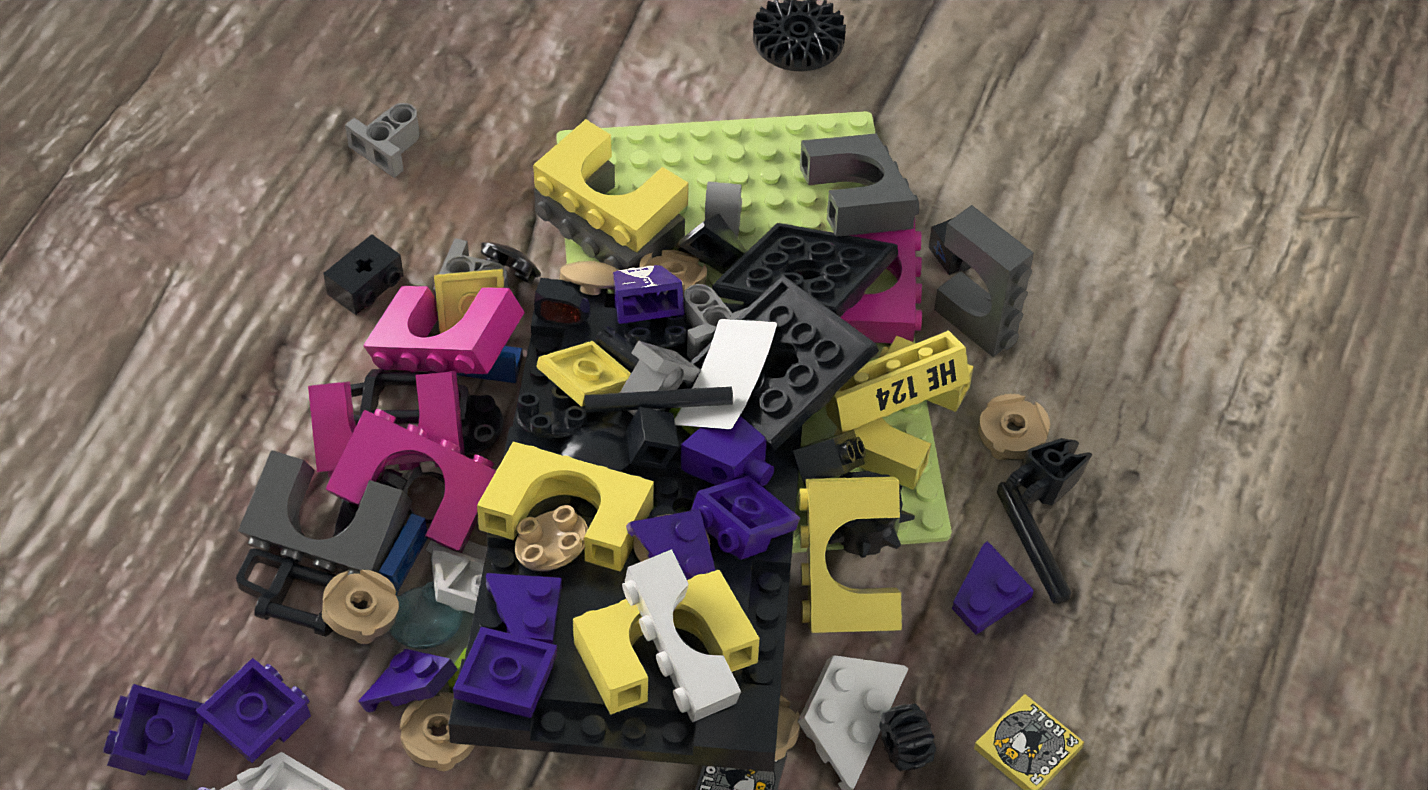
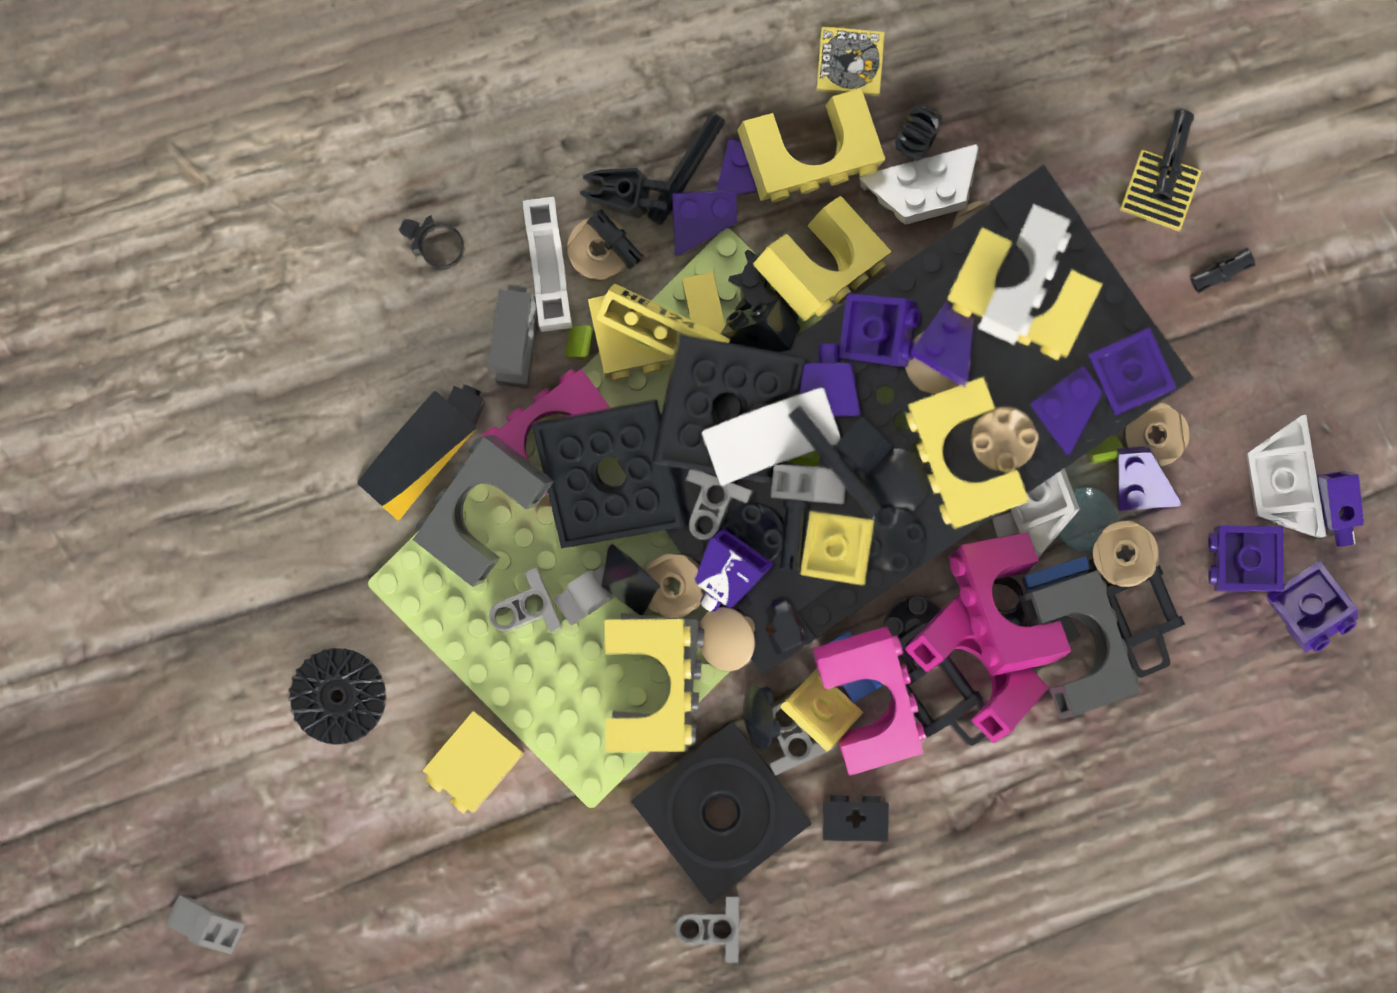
camera: 125 degrees left, 30 degrees up
(433, 220) = (711, 855): none -> black piece
(667, 82) = (472, 763): none -> light yellow brick
(754, 175) = (518, 606): none -> light grey tile
(942, 190) = (416, 455): none -> black sticker
(965, 588) = (779, 173): none -> light yellow arch
(978, 517) = (701, 216): none -> dark purple wing
(1011, 431) = (615, 239): none -> black pin
(1065, 392) = (547, 264): none -> white arch
(1134, 310) = (411, 230): none -> black piece

